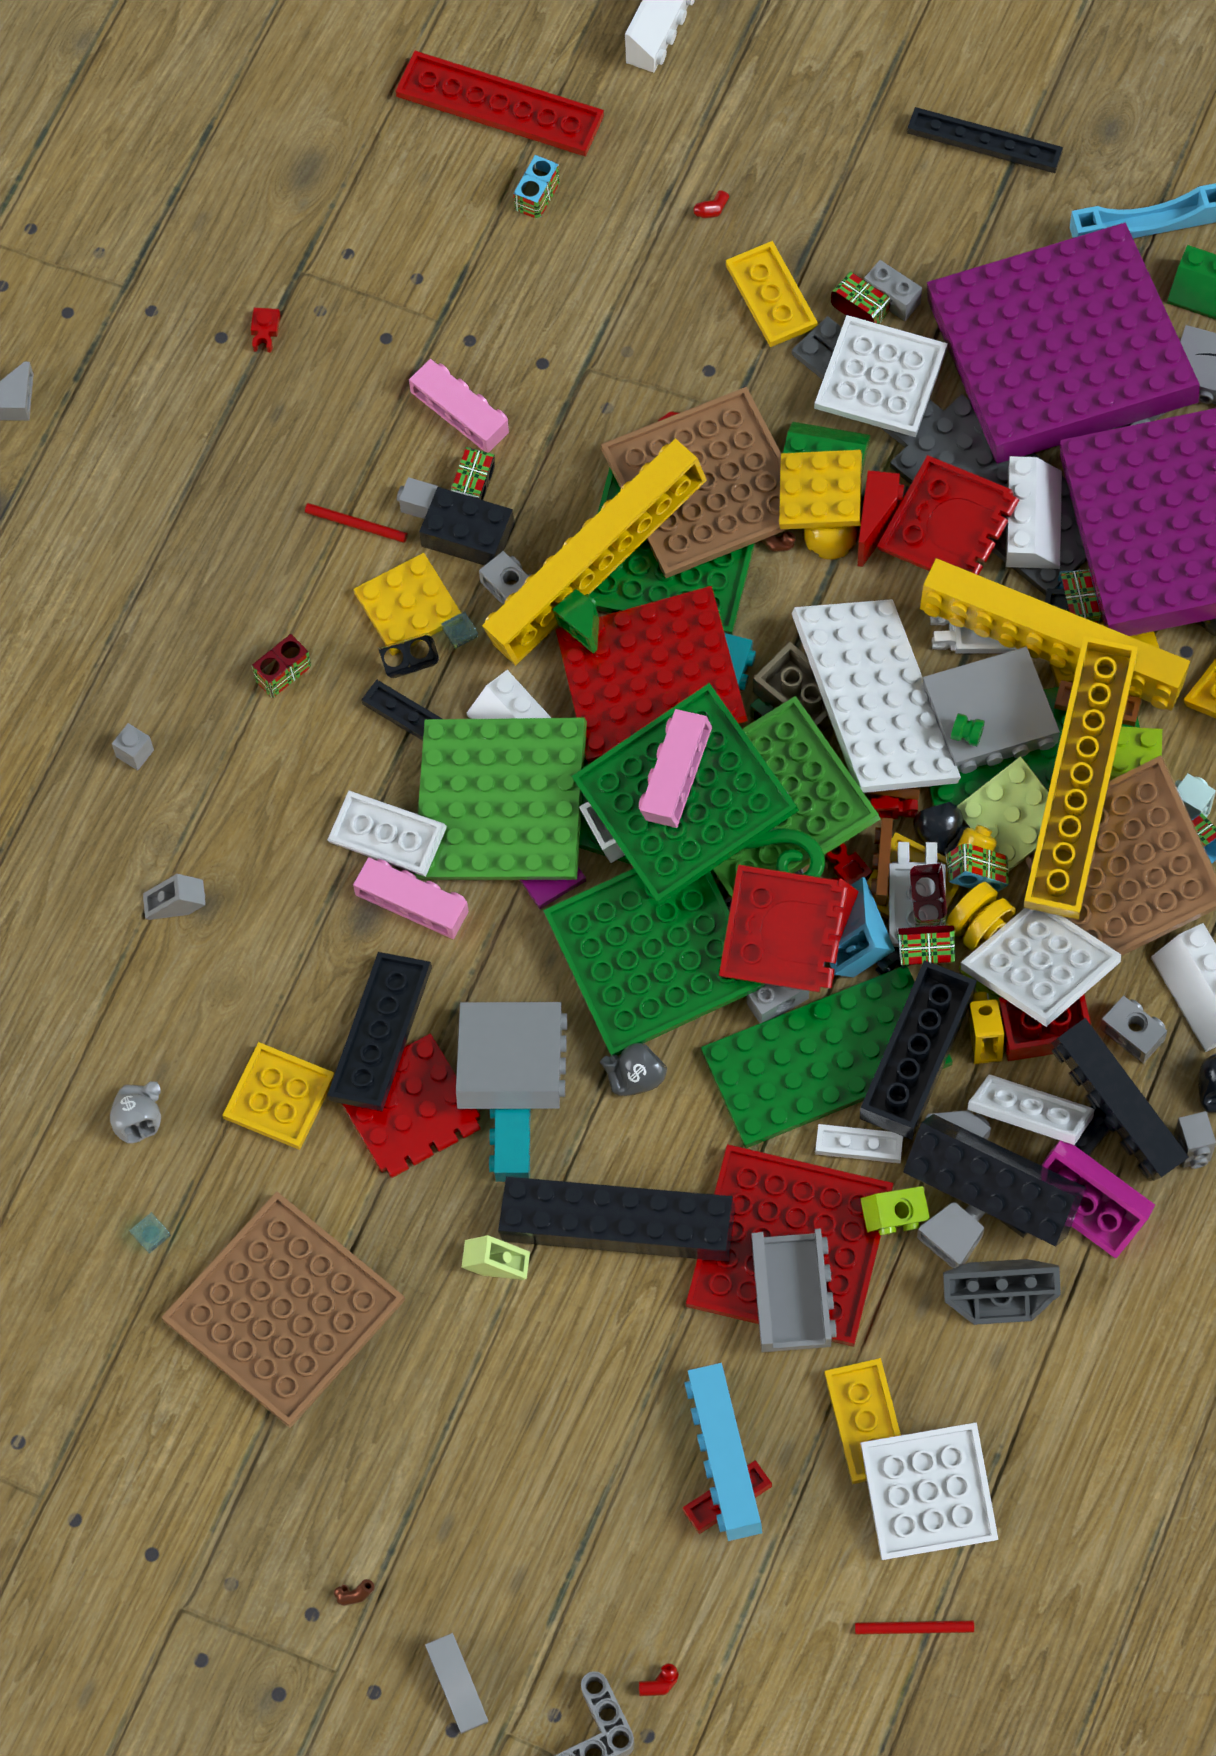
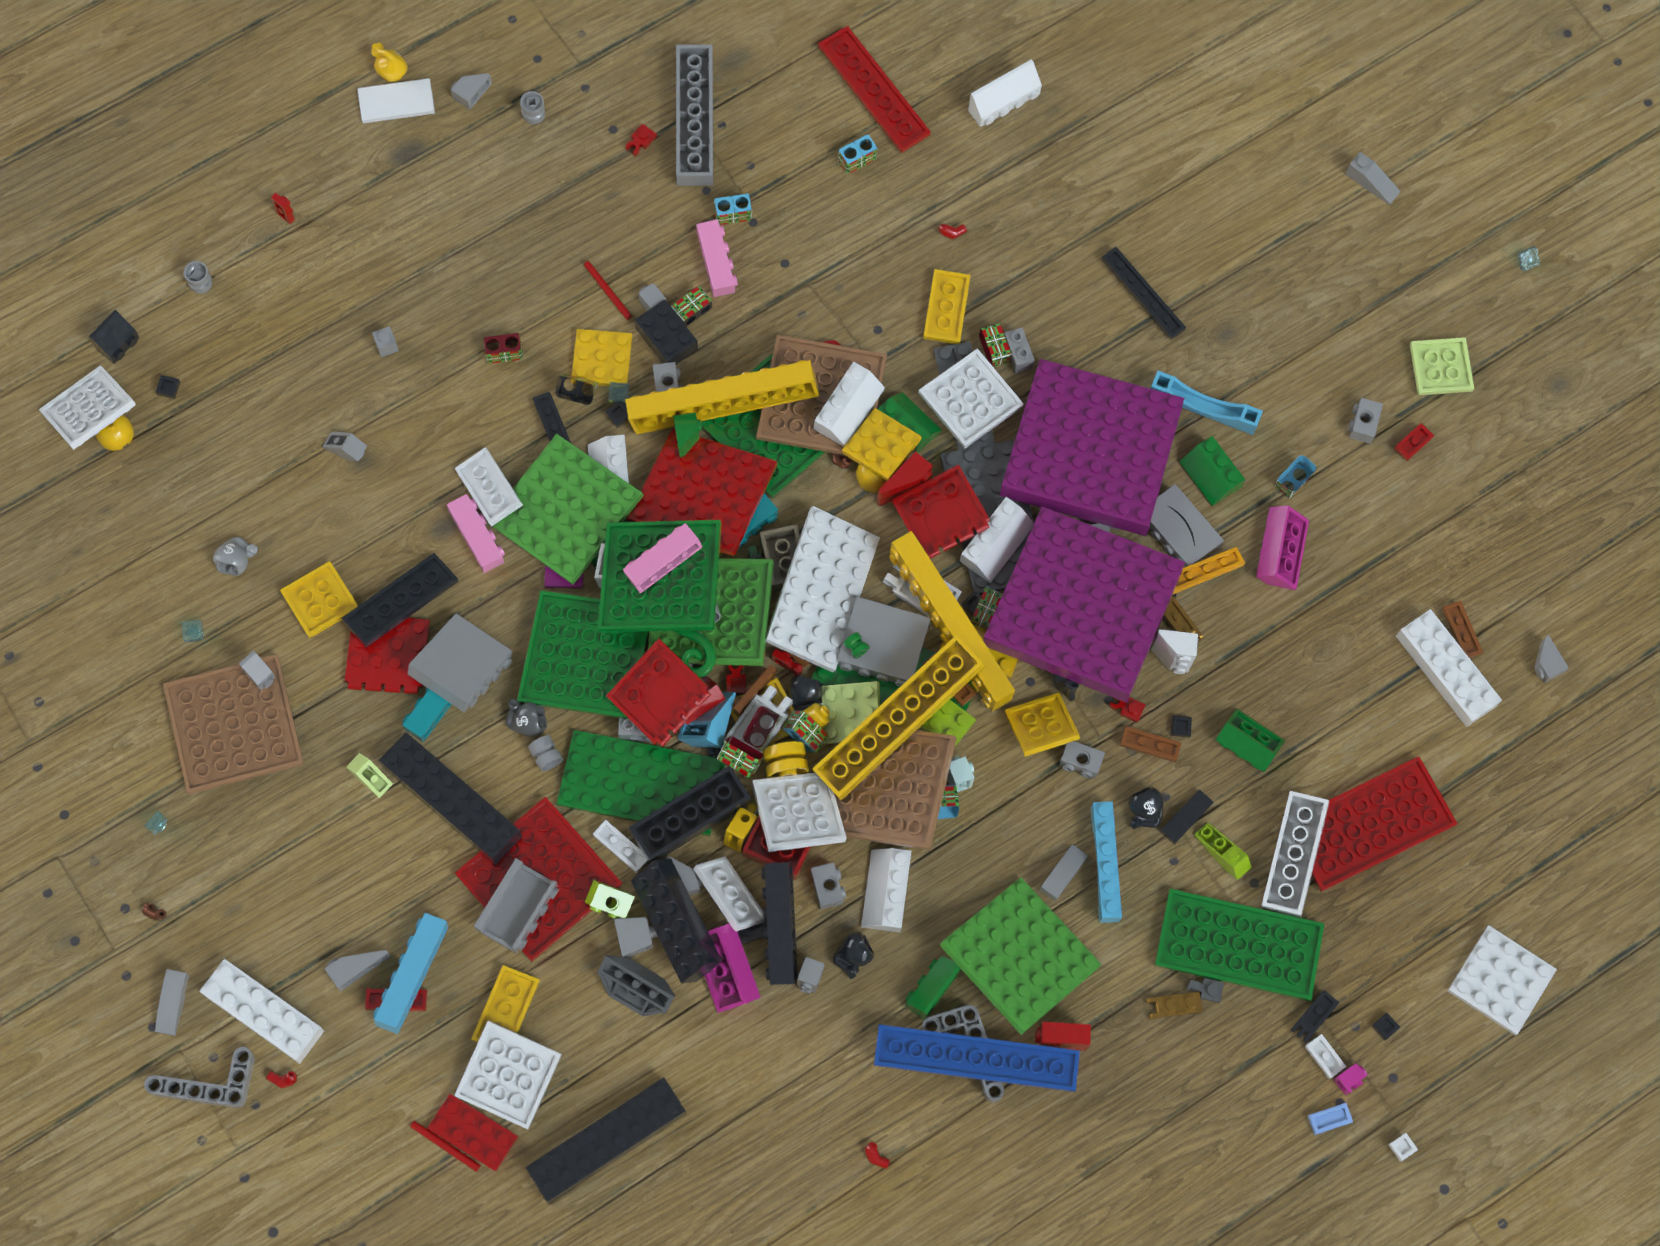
camera: 25 degrees right, 5 degrees up
(108, 368) = (532, 107): none -> light grey wheel
(272, 1222) = (257, 671): none -> light grey slope
(278, 1486) = (156, 823): none -> clear light blue plate
(311, 259) = (694, 115): none -> light grey brick
(441, 346) = (730, 216): none -> piece
(478, 651) = (617, 414): none -> black plate
(575, 1618) = (262, 1011): none -> white brick
(645, 1495) = (351, 968): none -> light grey slope
(691, 1095) = (546, 754): none -> light grey wheel
(749, 469) = (848, 405): none -> white slope
(935, 1589) = (472, 1132): none -> red plate
(1100, 1490) = (606, 1140): none -> black brick

